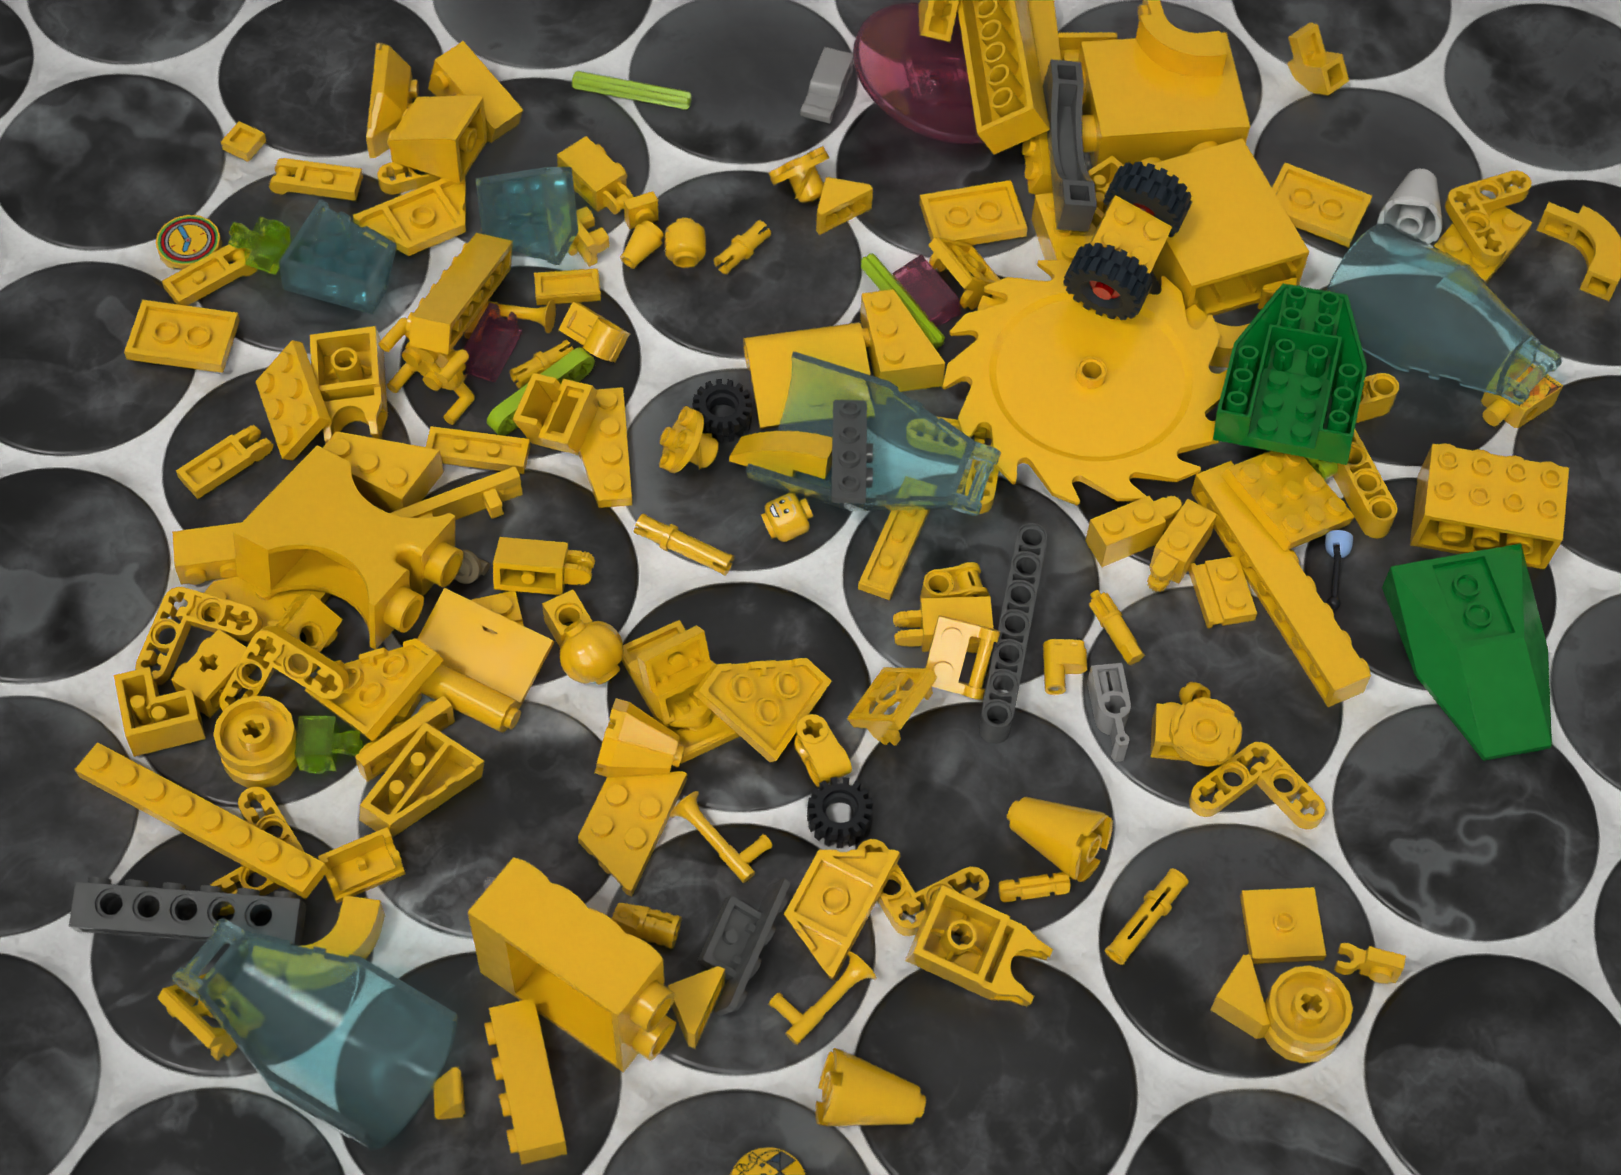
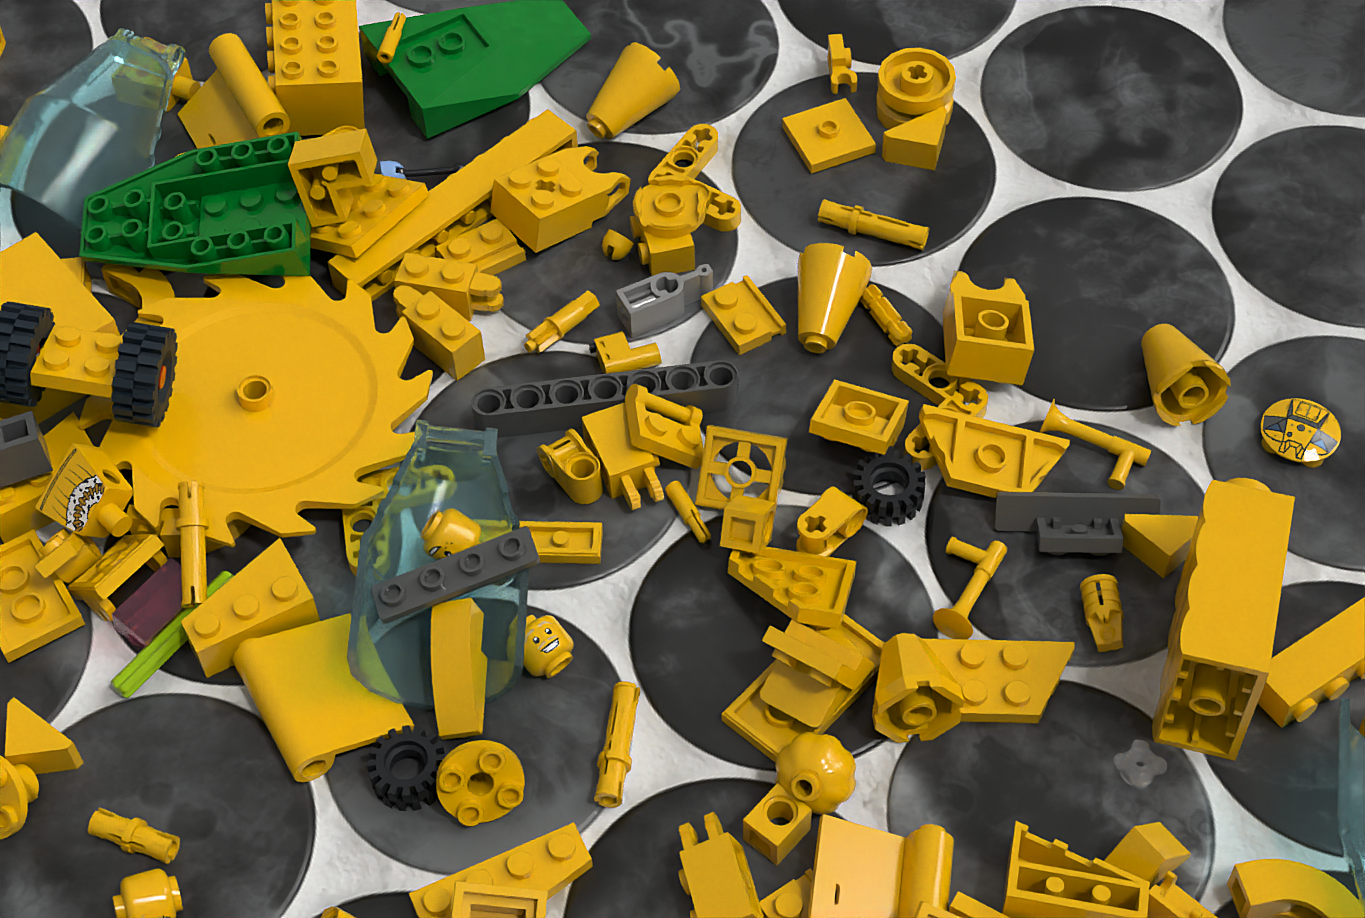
camera: 105 degrees left, 5 degrees down
(427, 860) = (1148, 852): none -> yellow slope
(837, 685) = (747, 524): none -> yellow brick
(878, 661) = (687, 510): none -> yellow piece
(895, 468) = (449, 533): none -> yellow head
(910, 804) = (859, 417): none -> yellow plate
(966, 302) = (192, 543): none -> yellow pin
(986, 235) = (67, 555): none -> yellow plate
(1026, 249) = (88, 494): none -> yellow torso
(1078, 773) = (743, 315): none -> yellow plate
(1261, 667) = (555, 197): none -> yellow brick
(1301, 453) = (327, 169): none -> yellow brick
(1380, 758) = (631, 92): none -> yellow cone
(1454, 427) = (234, 100): none -> yellow door
(1490, 561) = (391, 38): none -> yellow piece

